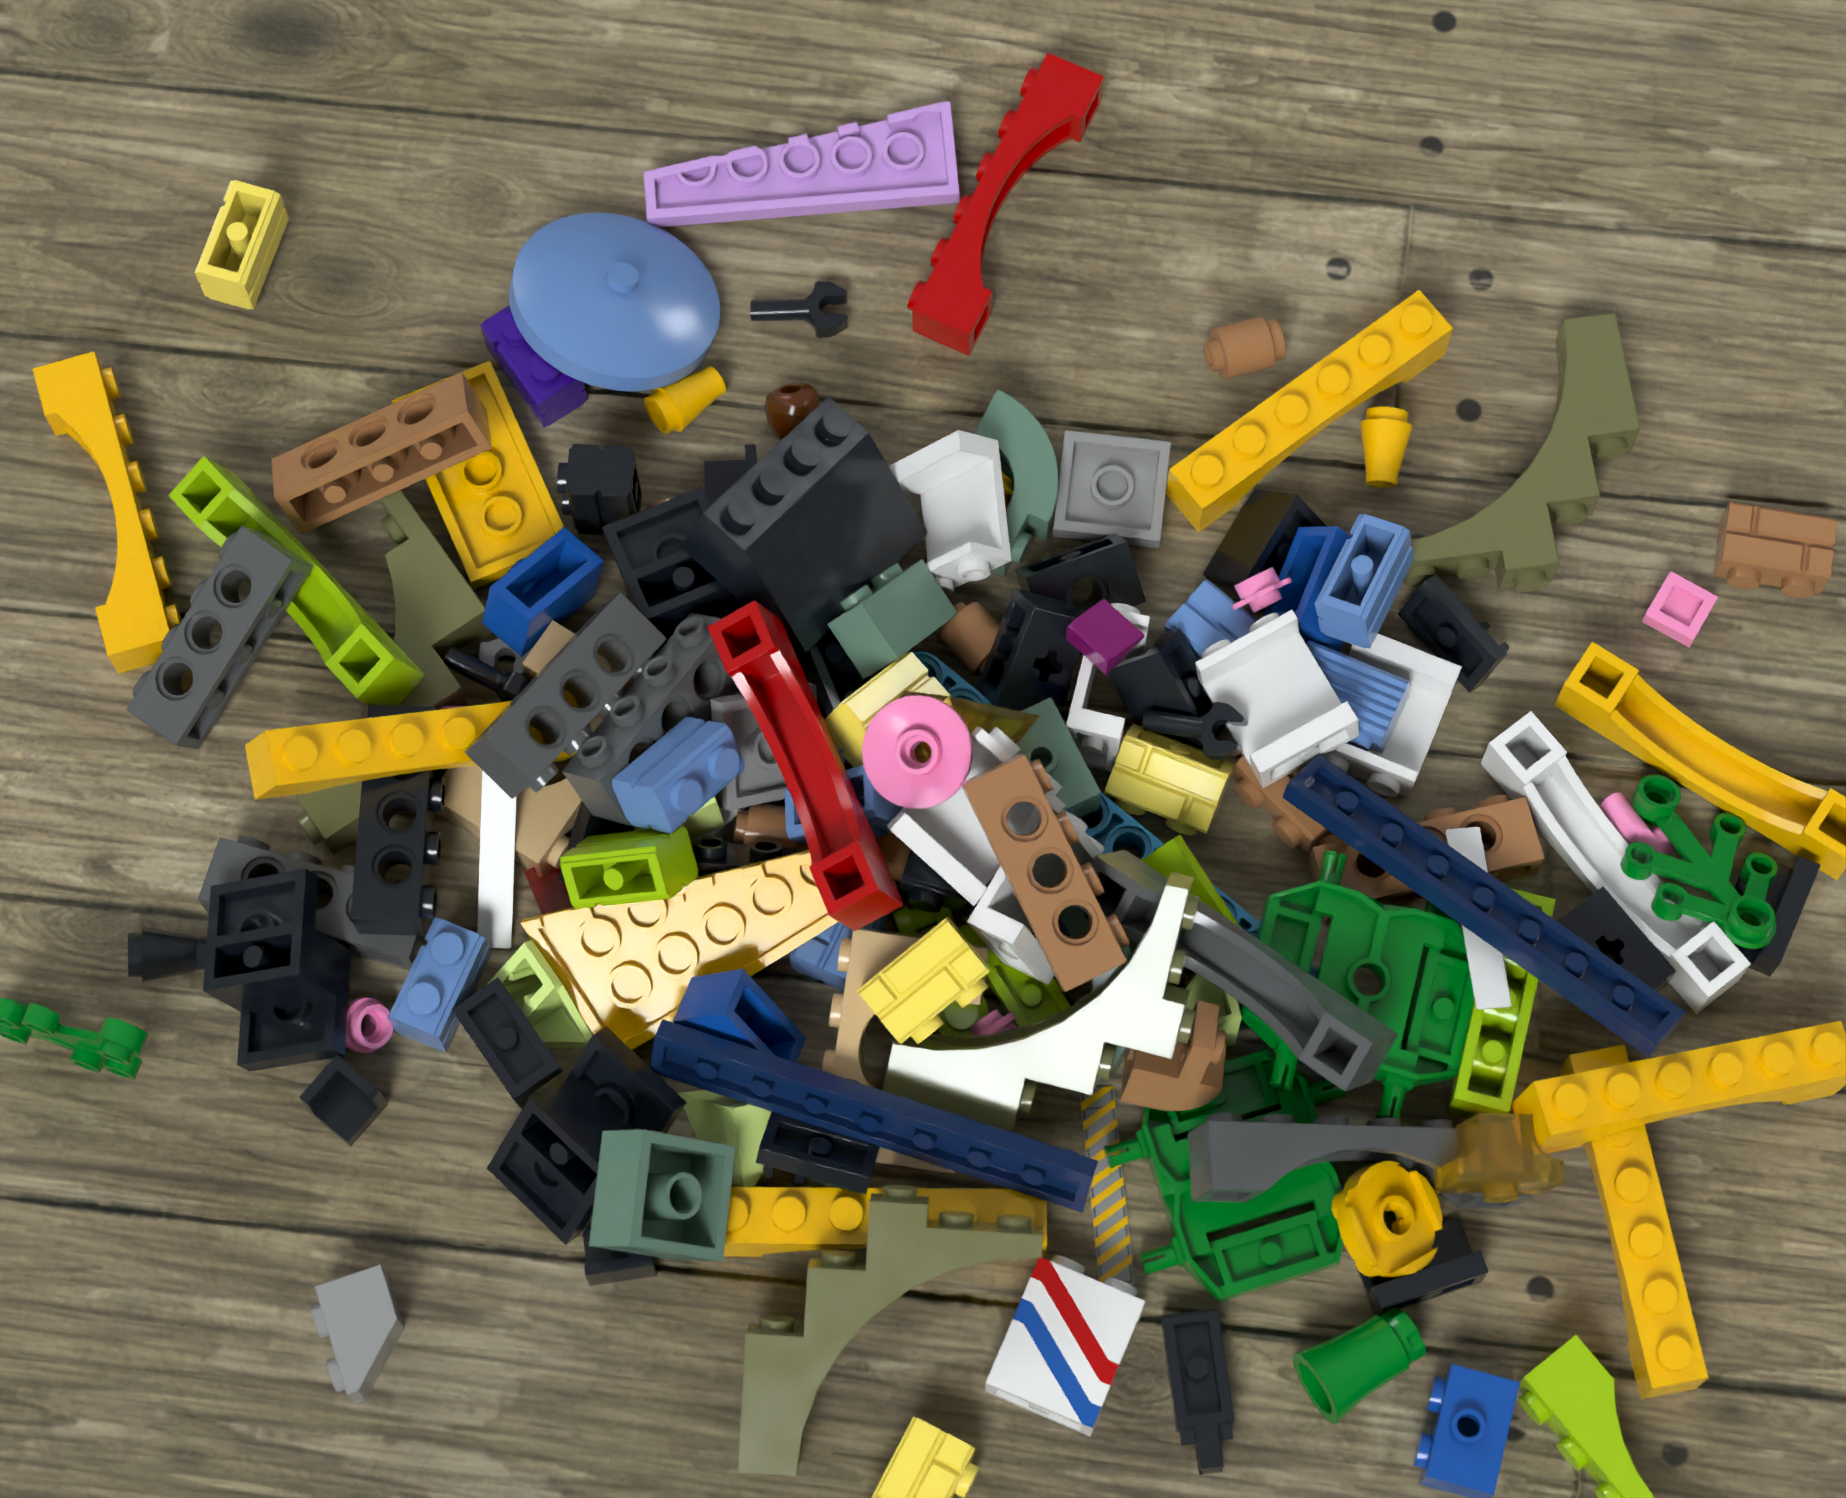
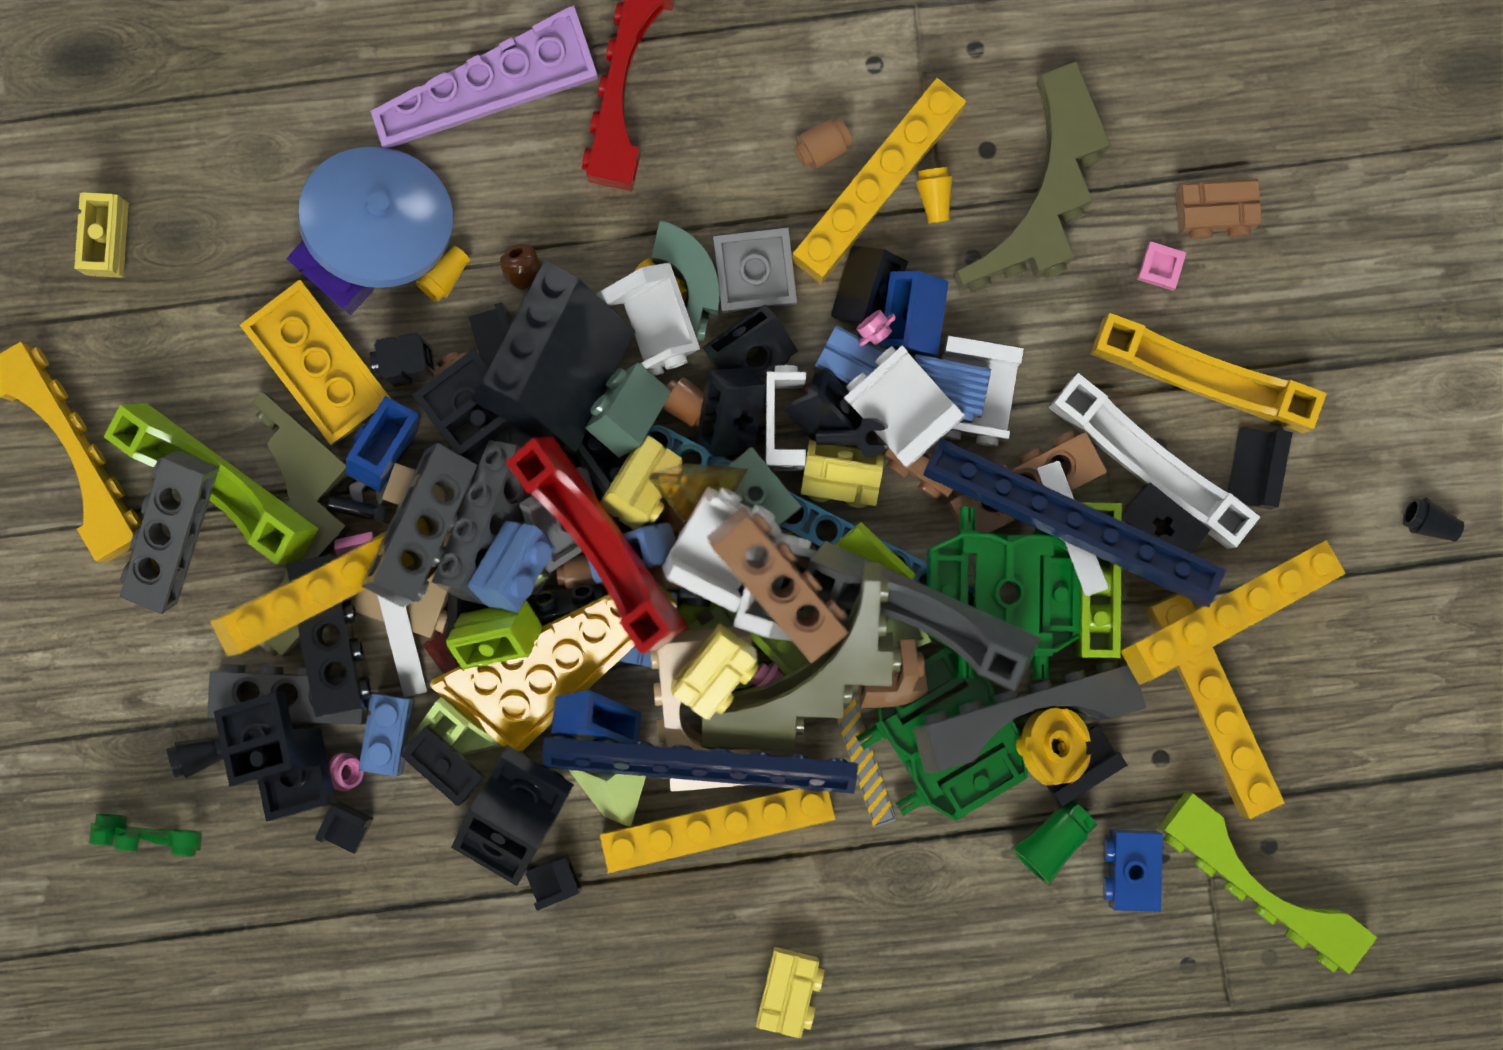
camera: 15 degrees left, 15 degrees up
(362, 1327) = (397, 975): light grey slope -> none
(381, 453) = (243, 371): medium nougat brick -> none
(662, 1195) = (575, 856): sand green brick -> none
(806, 309) = (510, 185): black bar -> none
(816, 1154) = (669, 797): black plate -> none
(891, 746) = (663, 532): bright pink dish -> none
(903, 1251) = (711, 887): olive arch -> none
(1065, 1343) = (862, 875): panel -> none
(1103, 635) = (778, 395): magenta slope -> none
(1199, 1384) = (953, 878): black hinge -> none
(1364, 581) = (946, 308): medium blue brick -> none
(1453, 632) = (1011, 321): black plate -> none
(1499, 1159) = (1120, 695): clear yellow brick -> none
(1632, 826) = (1161, 432): bright pink arm -> none
(1745, 918) = (1215, 454): green plant -> none

